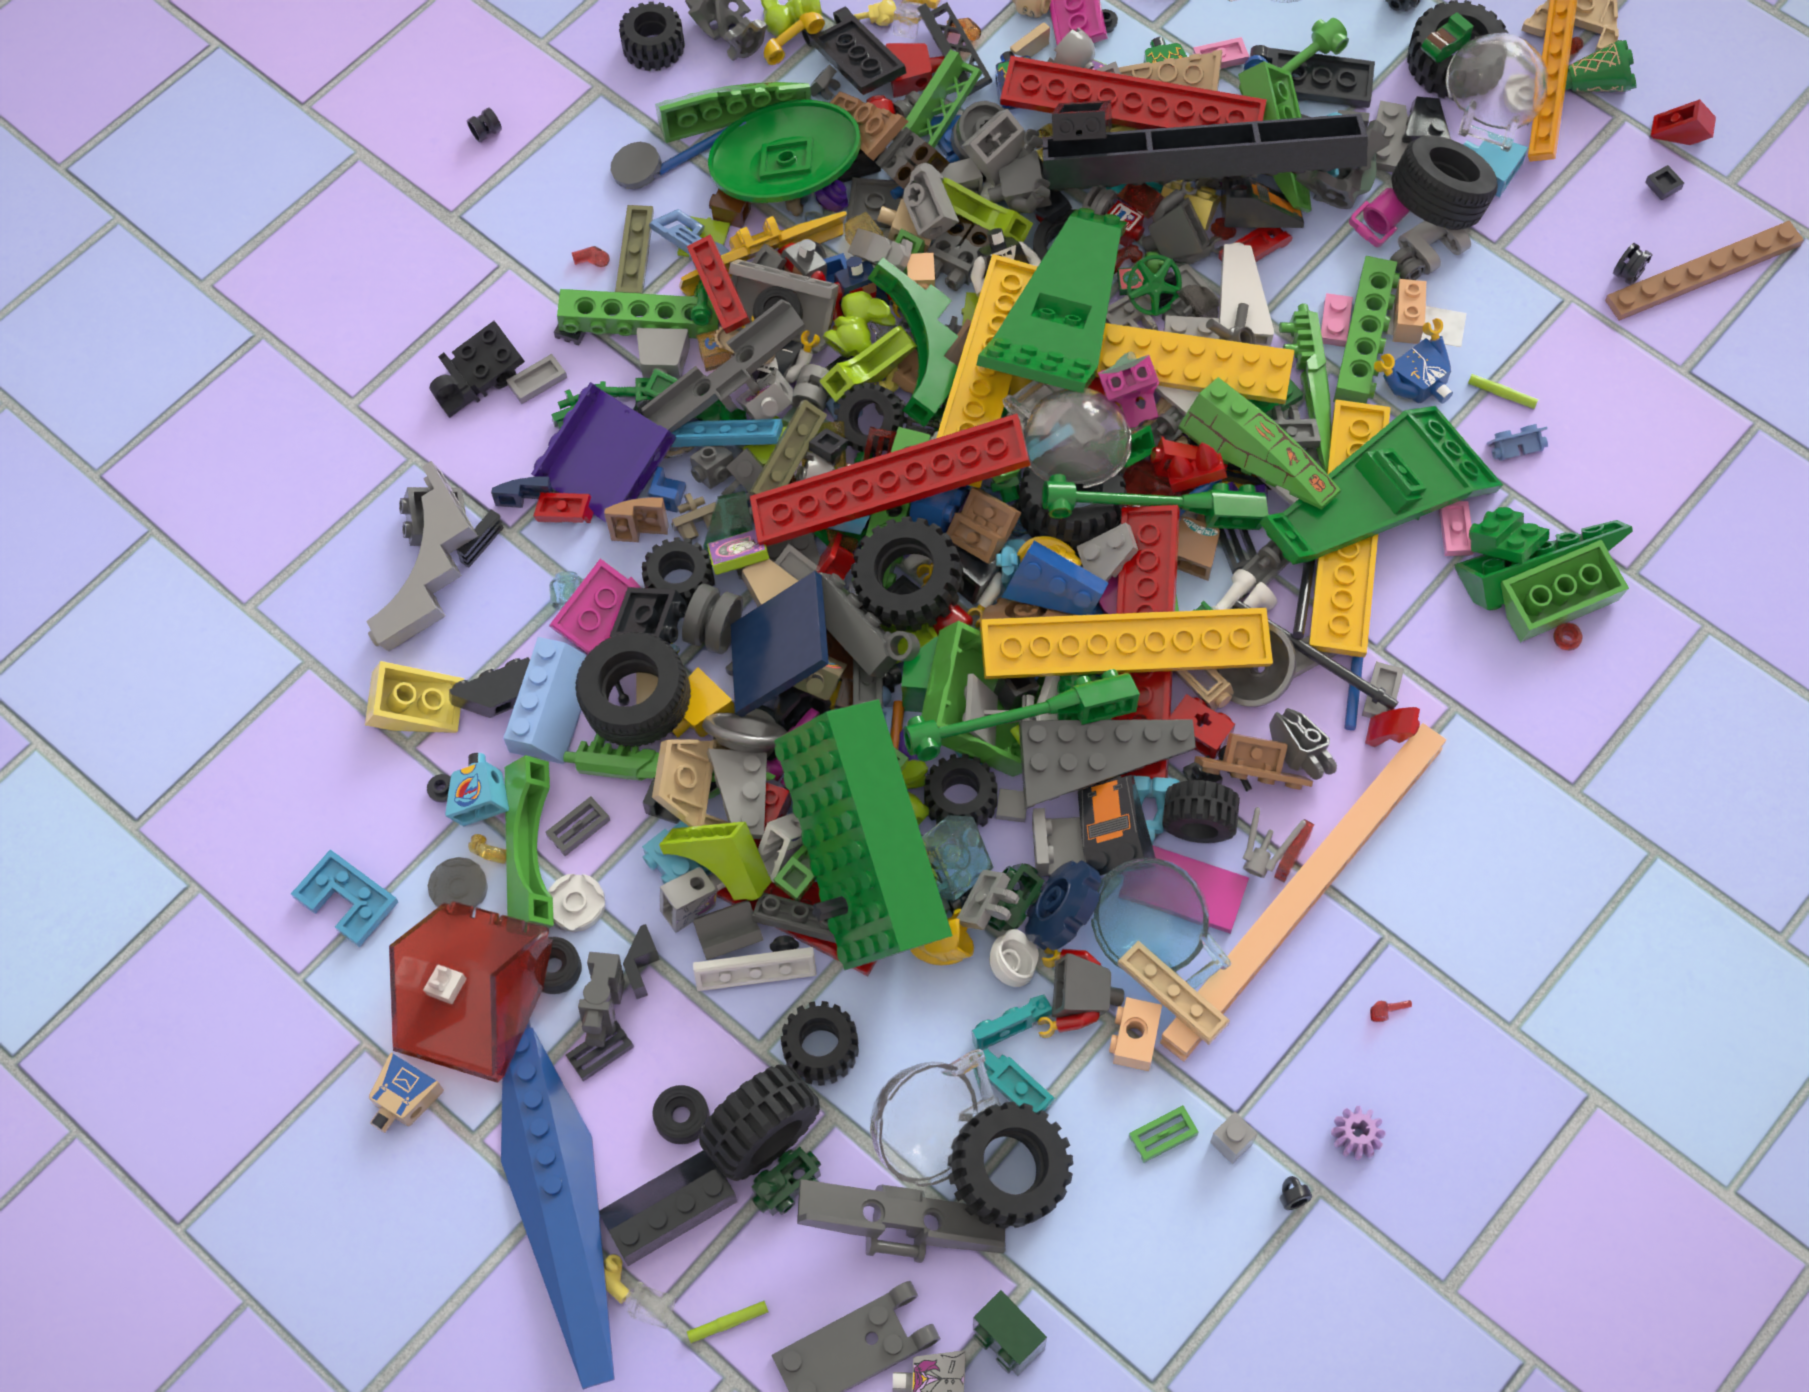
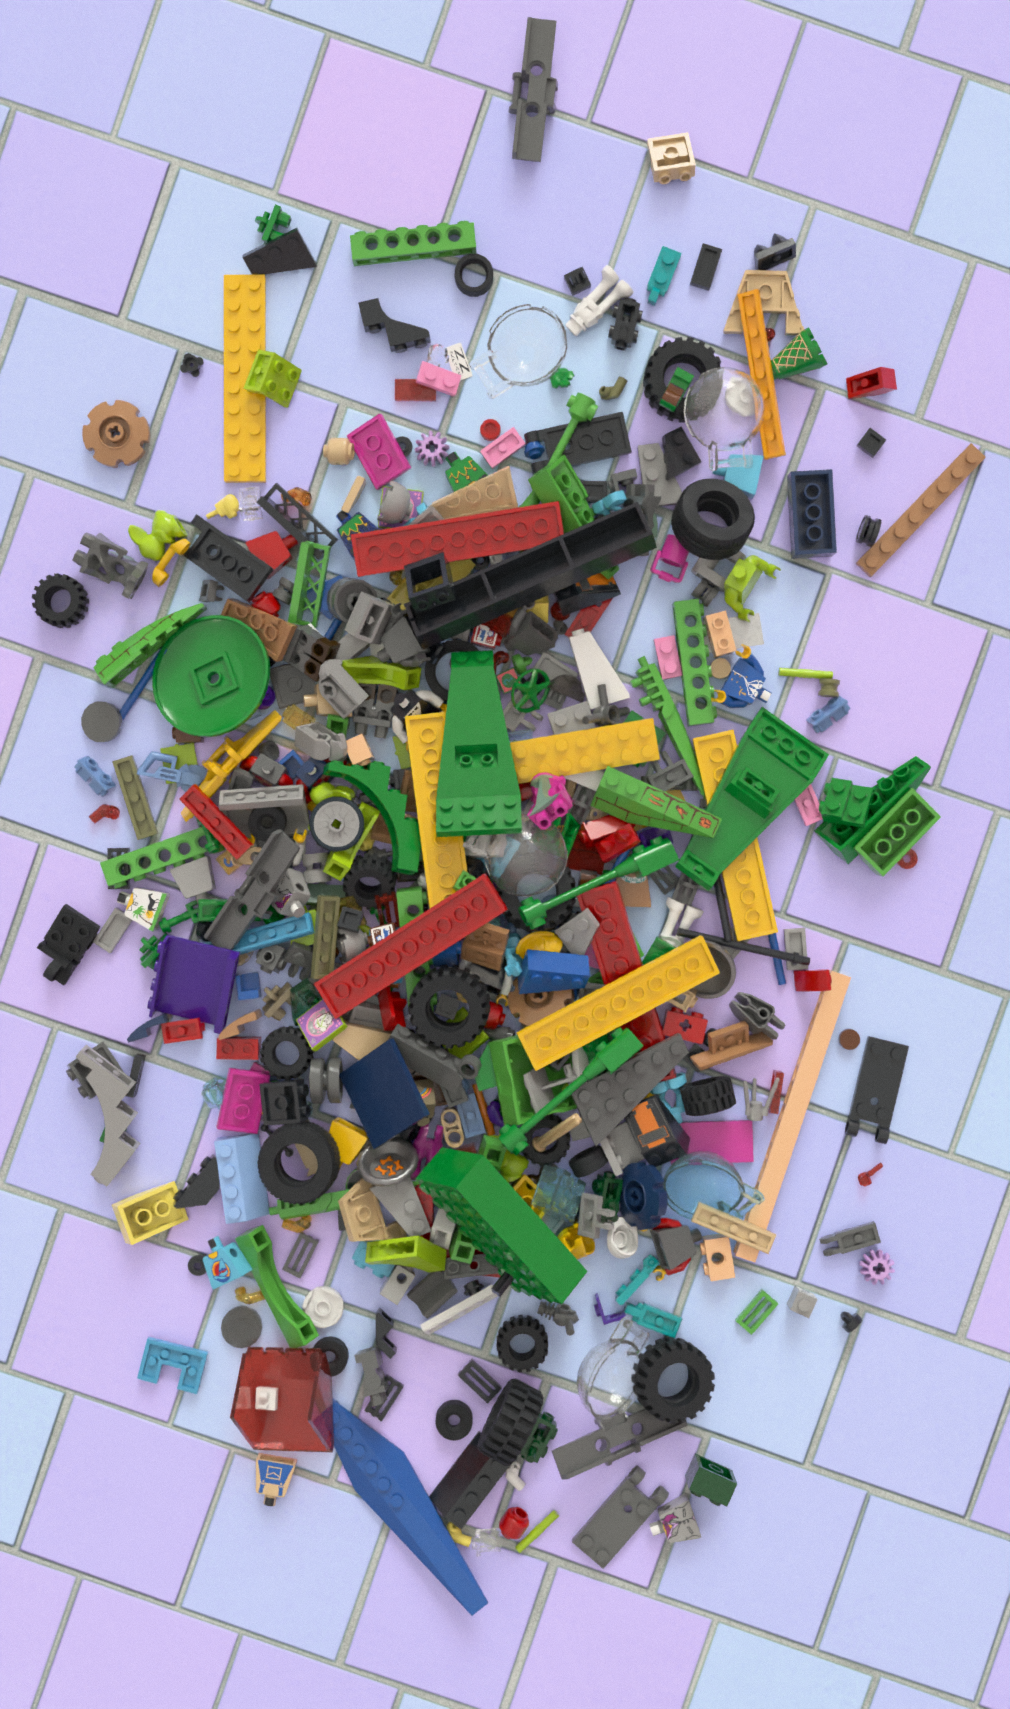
camera: 25 degrees left, 25 degrees up
(588, 360) = (144, 906): none -> white torso
(595, 788) = (297, 1226): none -> clear yellow arm
(596, 206) = (87, 769): none -> medium blue hinge
(620, 549) = (239, 1048): none -> red brick
(700, 1291) = (514, 1523): none -> red head
(728, 1225) = (512, 1476): none -> white arm
(729, 1056) = (467, 1368): none -> black tile
(866, 348) = (323, 817): none -> light grey wheel
(889, 1029) = (561, 1315): none -> dark grey piece
(943, 1044) = (609, 1318): none -> dark purple bracket
(982, 774) = (568, 1124): none -> tan axle
(1008, 839) = (588, 1161): none -> black tyre
(1138, 29) = (432, 440): none -> lavender gear
(1212, 34) = (490, 429): none -> red tile
(1316, 13) = (562, 378): none -> green plant
(1334, 1083) = (852, 1239): none -> dark grey hinge
(1364, 43) = (613, 392): none -> olive arm
(1396, 347) = (720, 668): none -> tan tile
(1418, 825) = (849, 1039): none -> reddish brown tile
(1443, 886) = (879, 1078): none -> black hinge
(1458, 263) = (742, 581): none -> lime torso
(1528, 411) = (829, 688): none -> olive wheel
(1567, 224) = (811, 514): none -> dark blue brick

